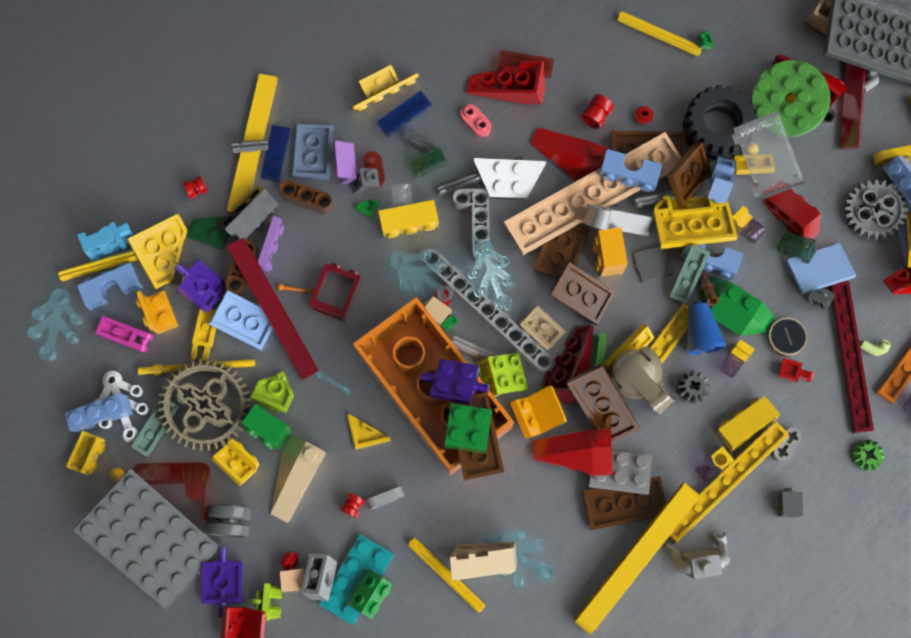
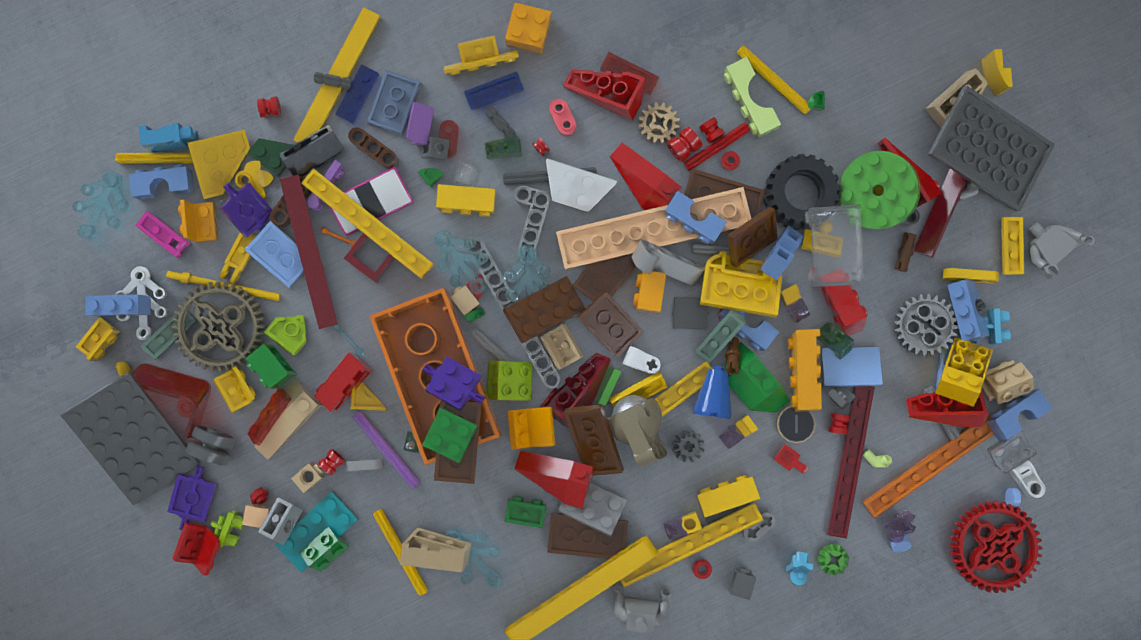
camera: 20 degrees right, 10 degrees up
(197, 251) = (256, 177): none -> yellow plate
(277, 478) = (269, 416): none -> clear red plate
(317, 246) = (378, 196): none -> slope
(322, 265) = (367, 224): none -> yellow tile
(333, 535) = (300, 478): none -> tan brick
(344, 414) = (338, 387): none -> red wedge
(401, 477) = (386, 449): none -> medium lavender axle
(419, 49) = (528, 28): none -> light orange brick
(425, 466) = (410, 445): none -> clear green piece
(464, 151) = (541, 147): none -> red bush
(515, 297) = (544, 309): none -> reddish brown plate
(557, 497) = (525, 512): none -> green bracket
(565, 92) = (665, 118): none -> tan gear
(618, 92) = (712, 130): none -> red wheel
(621, 320) = (637, 360): none -> white piece
(626, 107) = (717, 146): none -> red axle
(659, 70) = (761, 119): none -> yellowish green arch
(752, 502) = (702, 575): none -> red plate
(779, 281) = (805, 370): none -> light orange wedge
(828, 324) = (839, 423): none -> red wheel
(833, 150) = (905, 252): none -> reddish brown pin
(839, 469) = (799, 568): none -> medium azure hips

